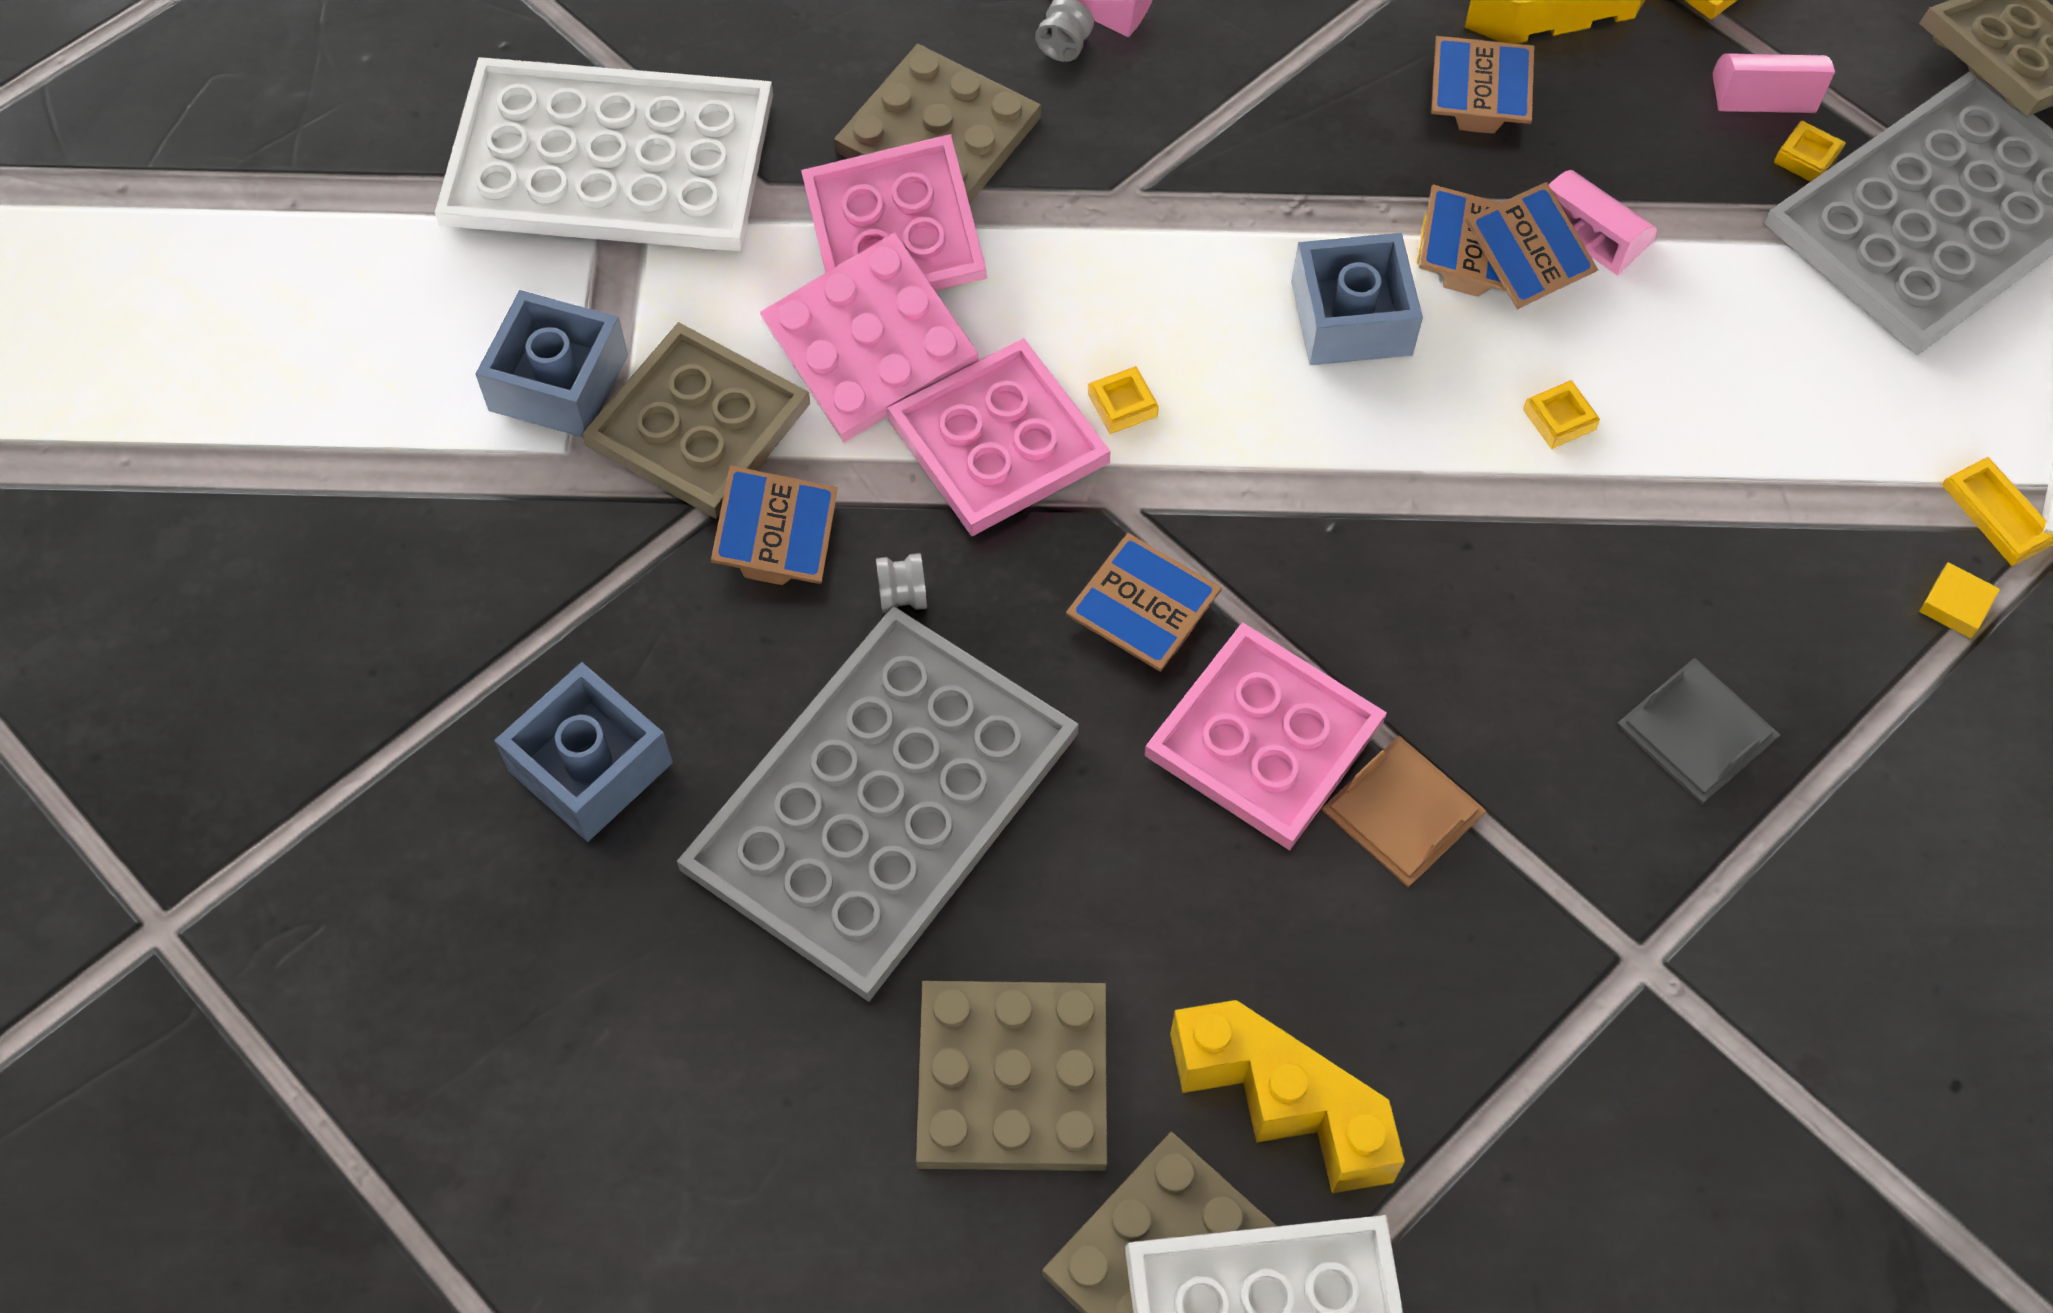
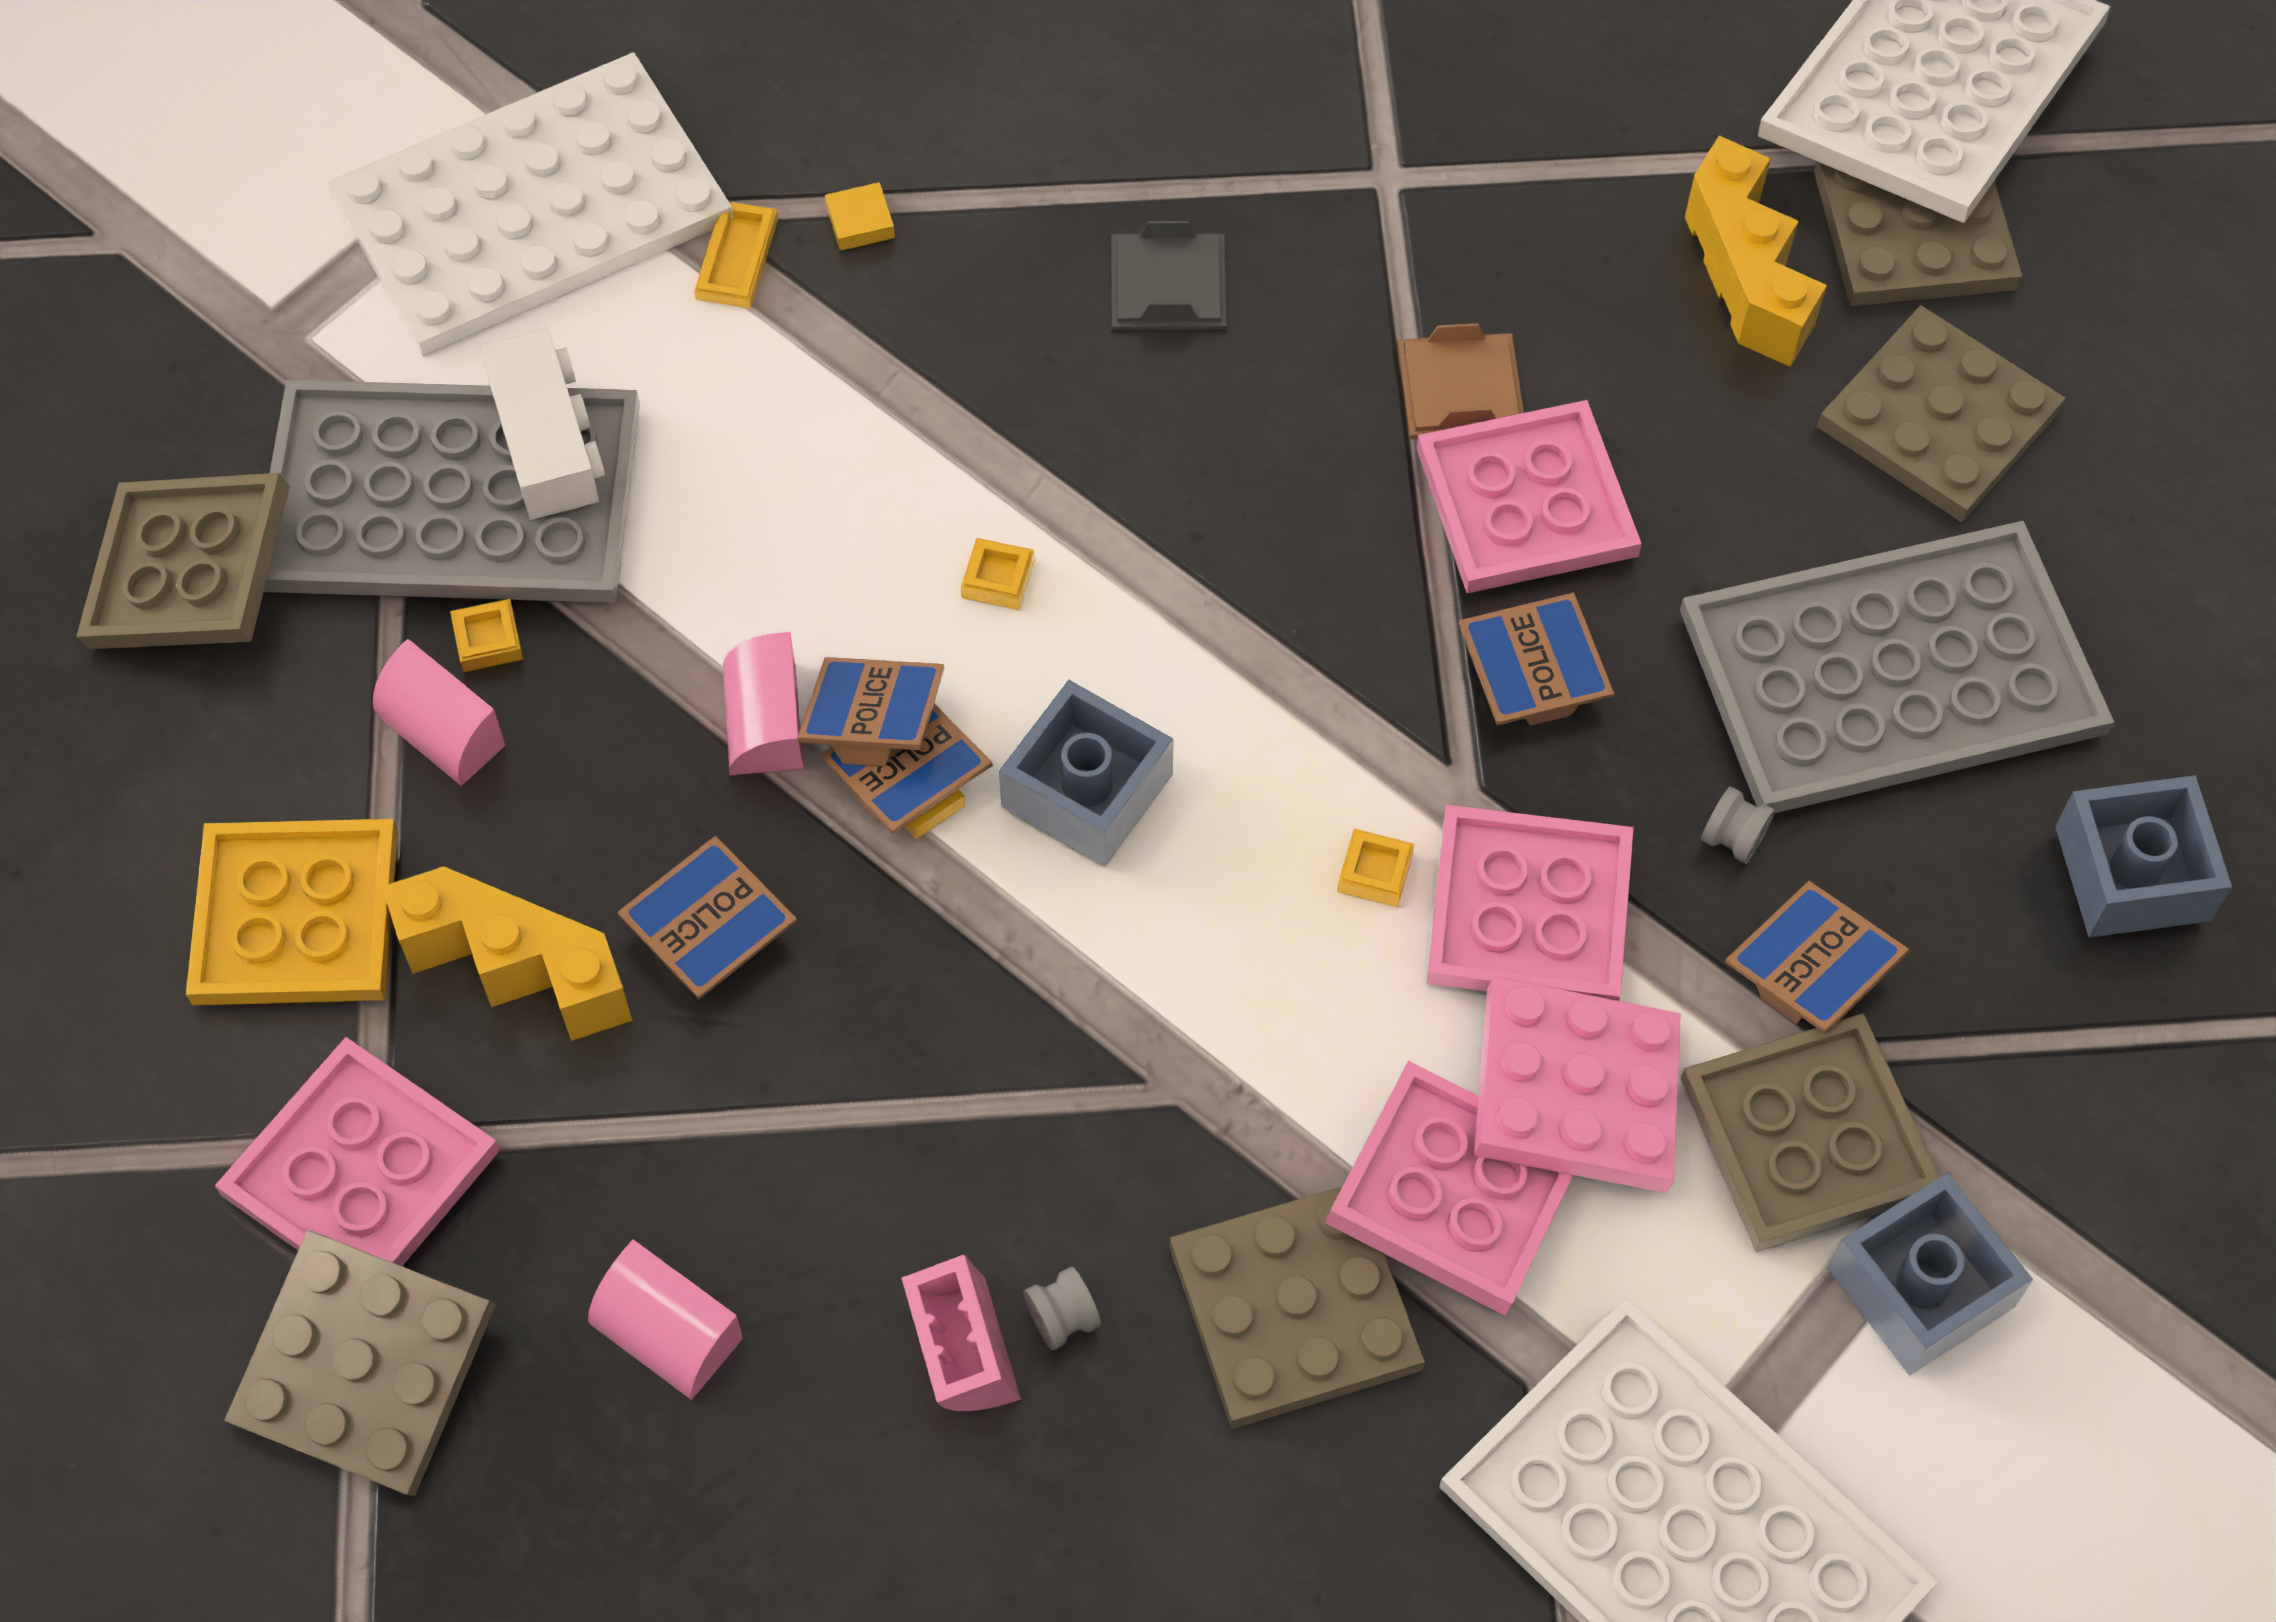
camera: 140 degrees left, 0 degrees up
(1944, 252) = (543, 422): none -> white brick

